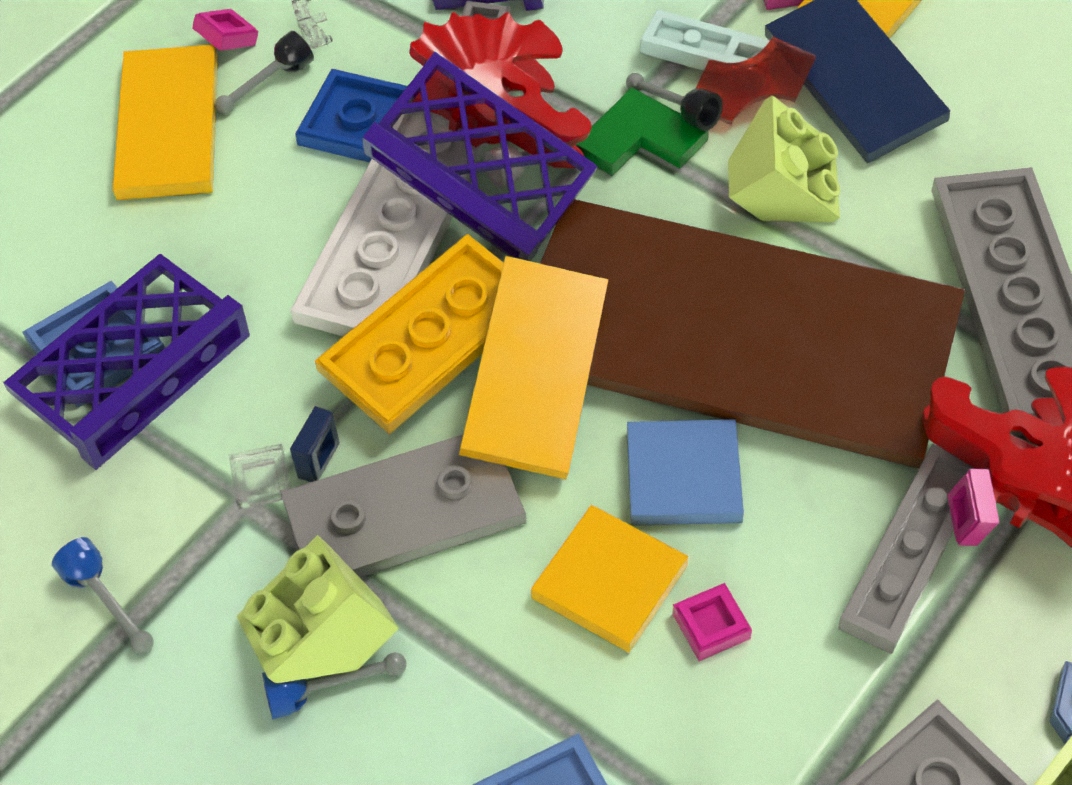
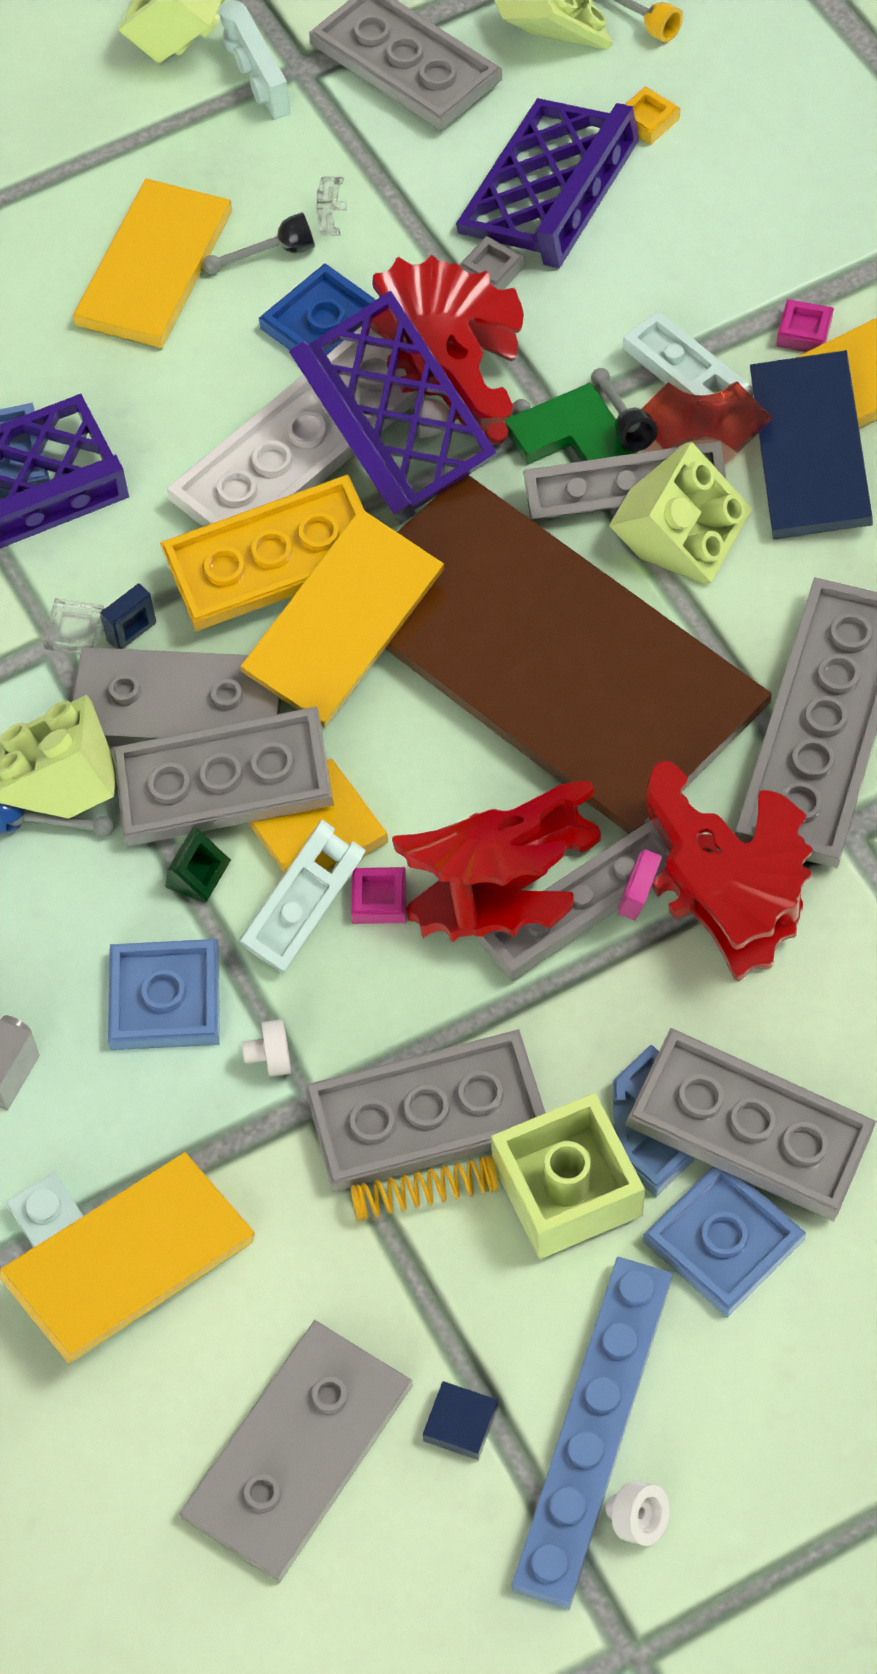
camera: 25 degrees right, 5 degrees up
(225, 29) = (247, 187): dark pink tile -> none
(495, 565) = (222, 776): none -> light grey plate
(515, 668) = (196, 867): none -> dark green slope
(645, 655) = (300, 898): none -> light aqua plate
(684, 472) = (428, 761): medium blue tile -> none
(688, 168) = (597, 482): none -> light grey plate
(821, 547) = (492, 858): none -> red animal

